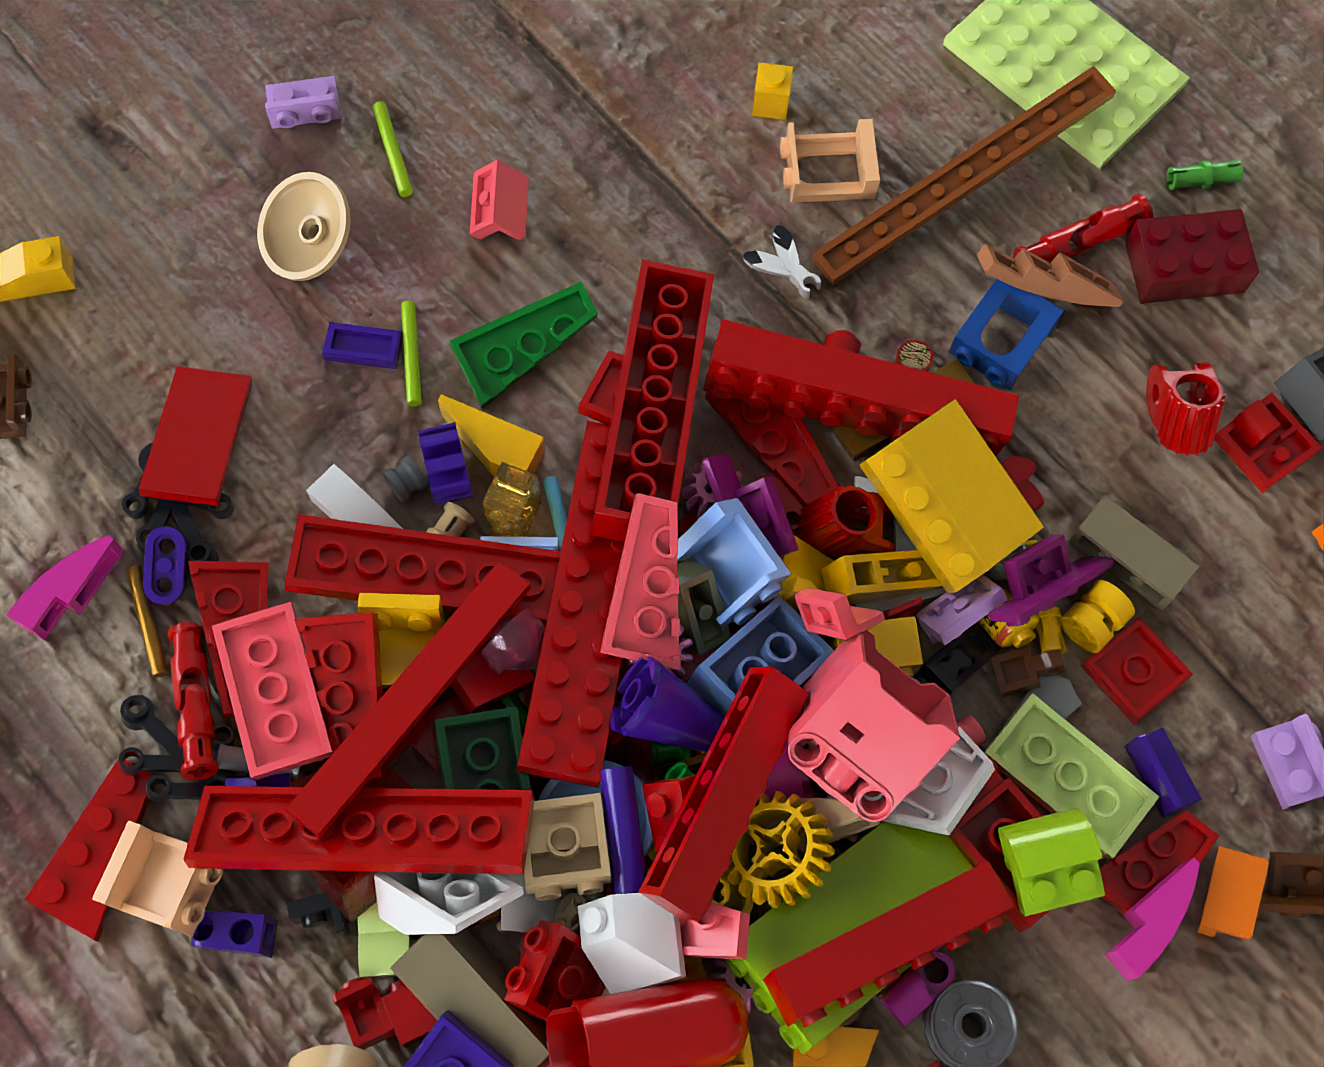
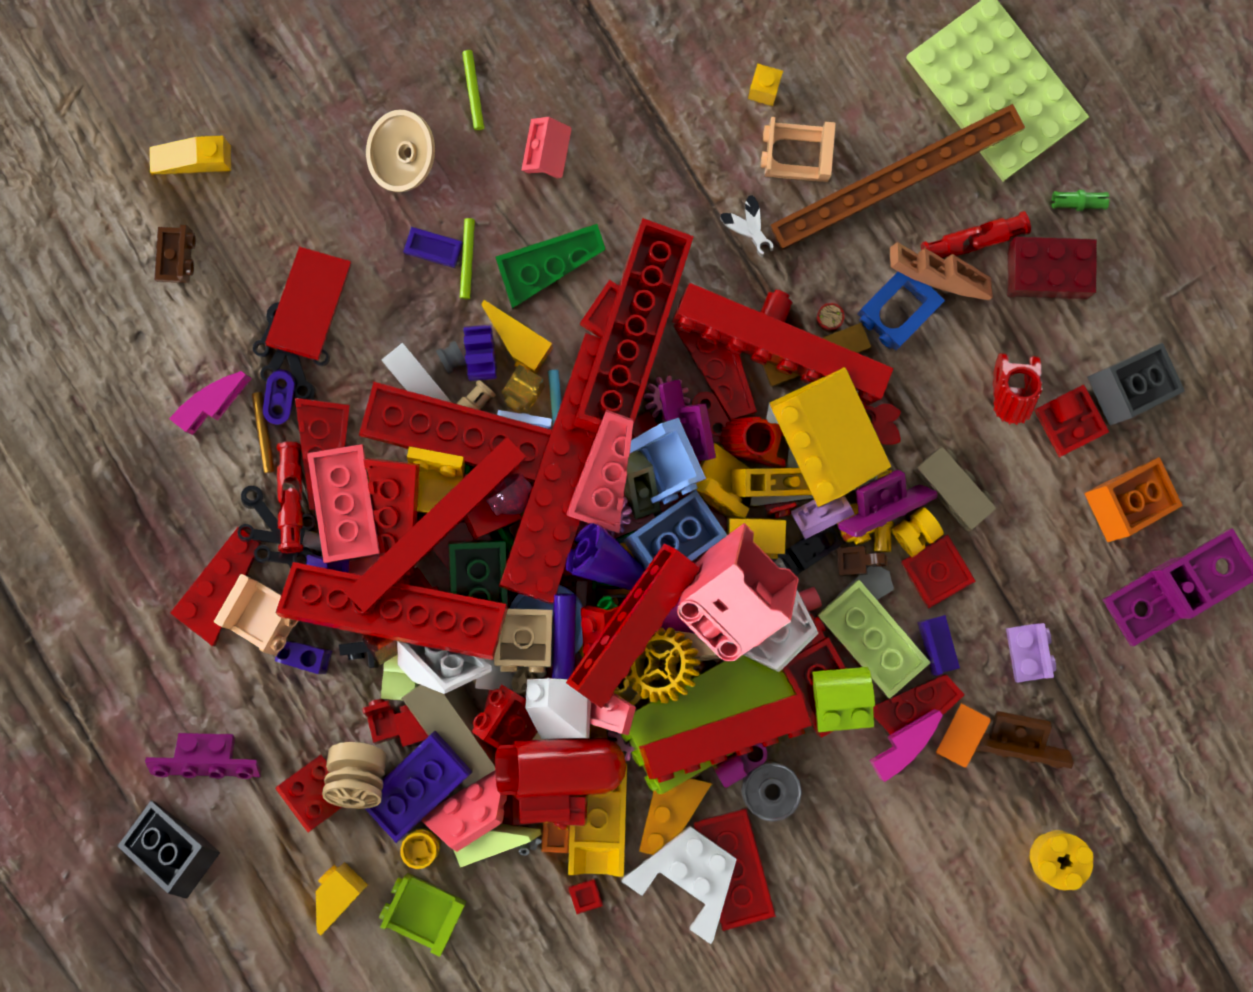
camera: 10 degrees right, 15 degrees up
(302, 102) = (410, 41): lavender bracket -> none
(832, 615) = (730, 518): coral panel -> none

